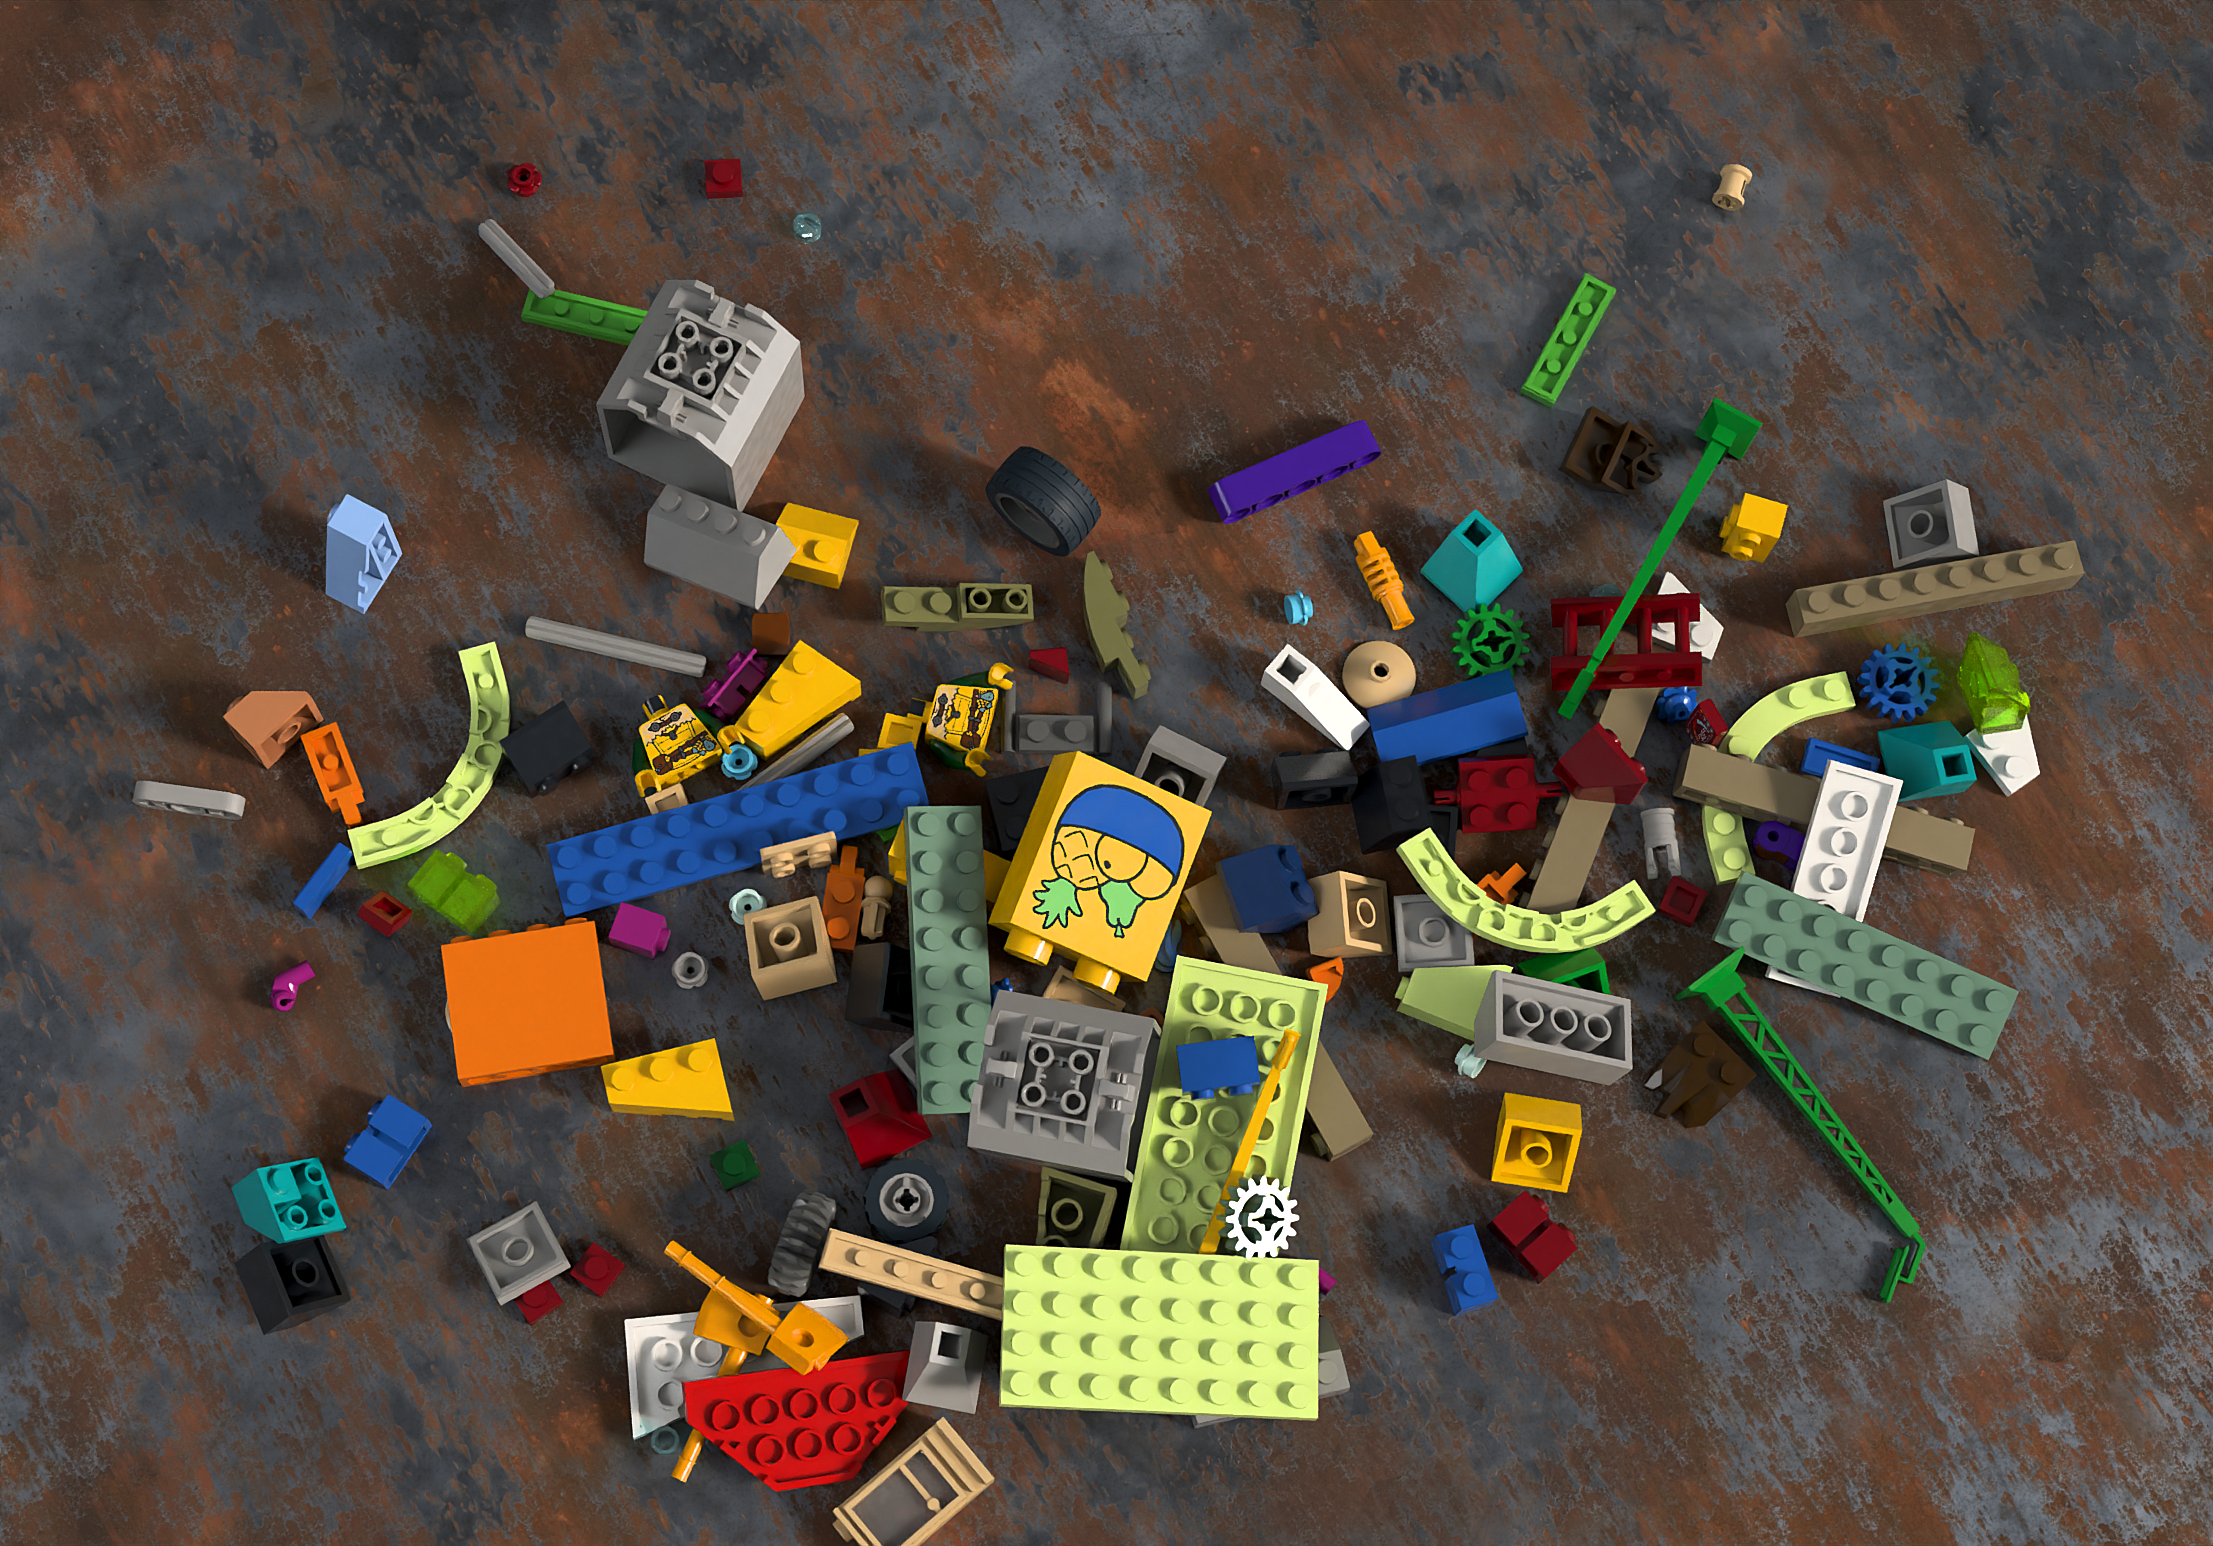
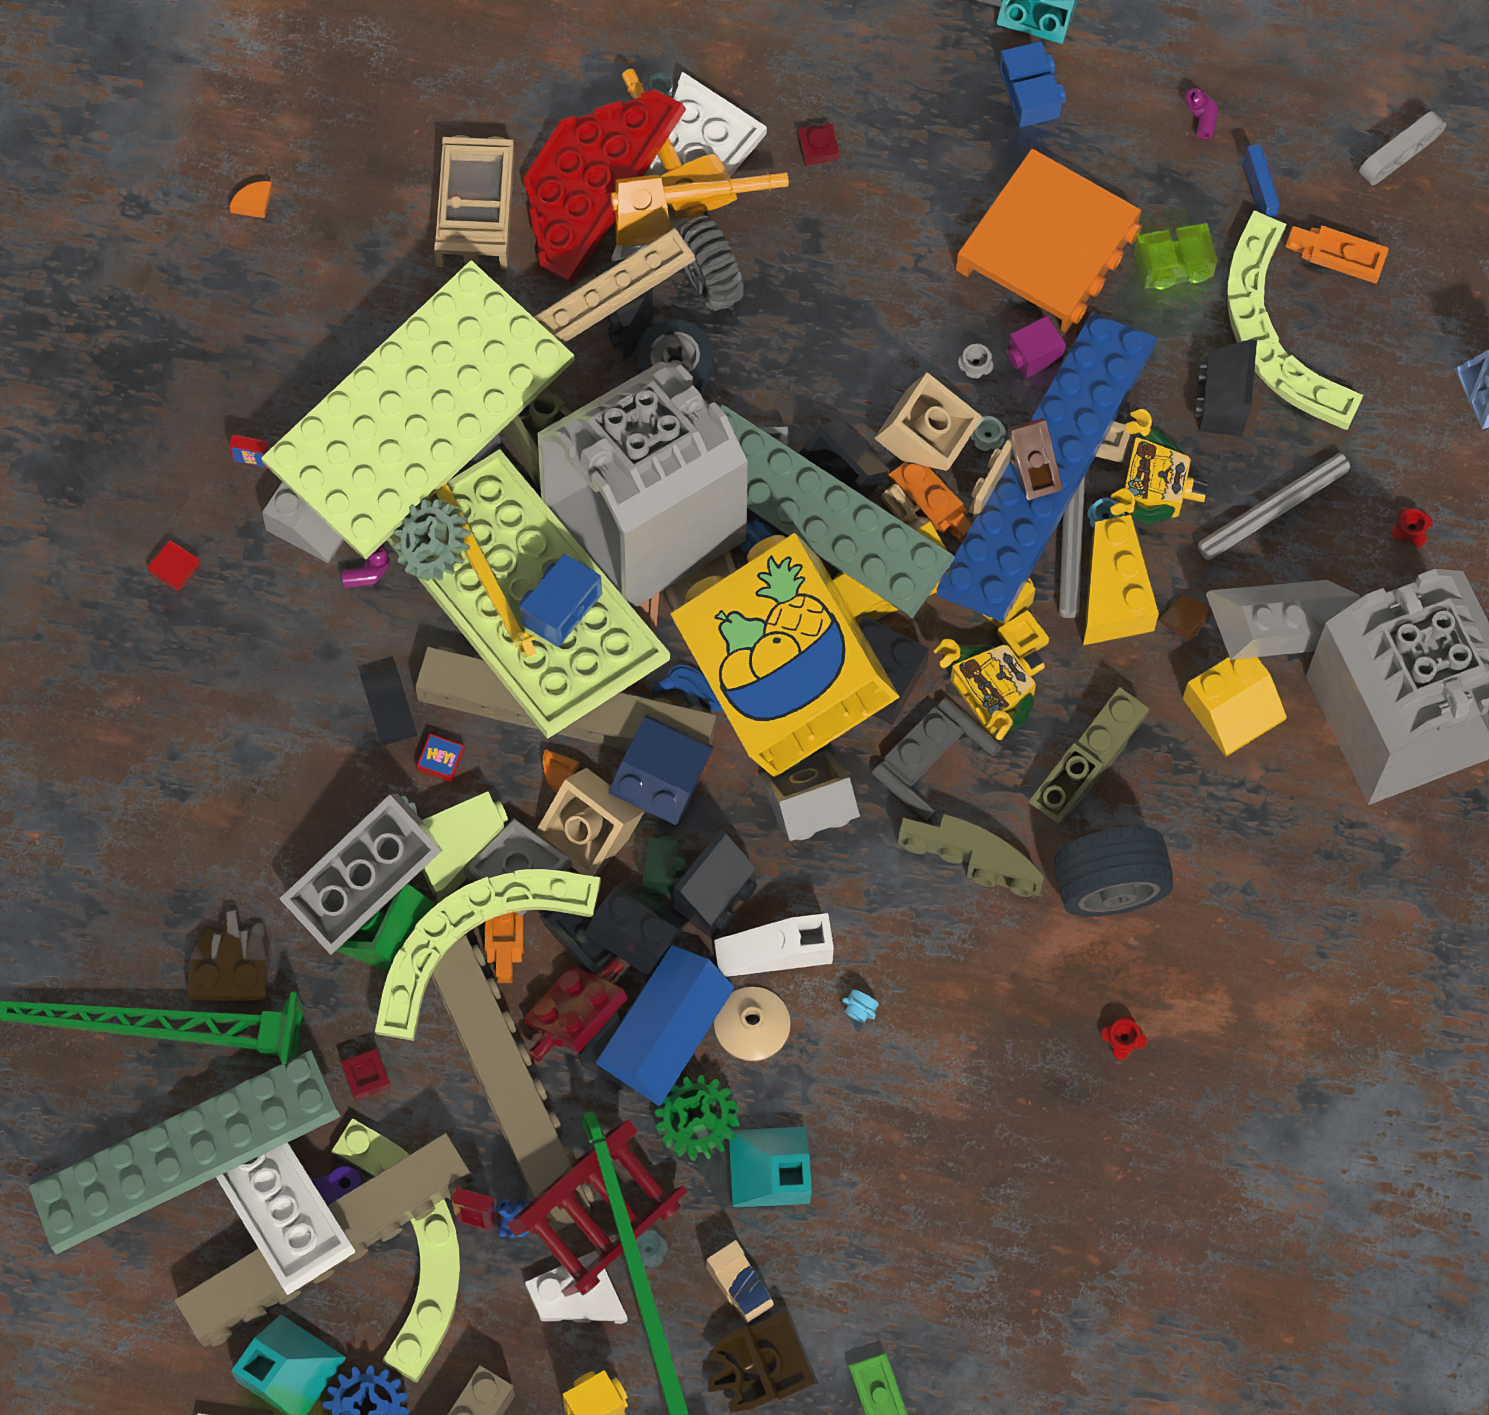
camera: 140 degrees right, 5 degrees down
(272, 722) = (1412, 226): nougat slope -> none
(385, 913) = (1201, 203): dark red plate -> none
(518, 1253) = (875, 102): light grey tile -> none
(534, 527) = (1412, 517): none -> red plate
(538, 1301) = (836, 95): dark red plate -> none
(670, 1082) = (901, 280): yellow wedge -> none
(723, 694) = (1168, 544): magenta hinge -> none
(735, 1165) = (807, 280): dark green plate -> none
(760, 822) = (1034, 459): none -> reddish brown slope
(879, 1117) = (755, 383): dark red slope -> none
(945, 1366) = (539, 279): light grey slope -> none
(1050, 662) = (980, 786): dark red slope -> none
(1147, 406) = (1127, 1027): none -> red plate
(1294, 471) = (974, 1104): dark purple beam -> none
(1299, 1462) = (248, 450): none -> tile
(1329, 833) = (663, 865): none -> clear green brick
(1382, 579) = (824, 1090): light orange hinge -> none
(1398, 1152) = (388, 705): none -> black slope
(1399, 1076) = (440, 758): none -> tile
(1444, 1431) = (173, 565): none -> red tile
(1472, 1283) = (268, 674): blue piece -> none
(1532, 1236) = (238, 742): dark red piece -> none
(1536, 1142) = (301, 803): yellow slope -> none
(1571, 520) = (739, 1282): none -> leg
(1601, 769) = (513, 1076): dark red slope -> none
(1659, 837) = (424, 1103): light grey hinge -> none
(1819, 752) = (350, 1303): blue tile -> none

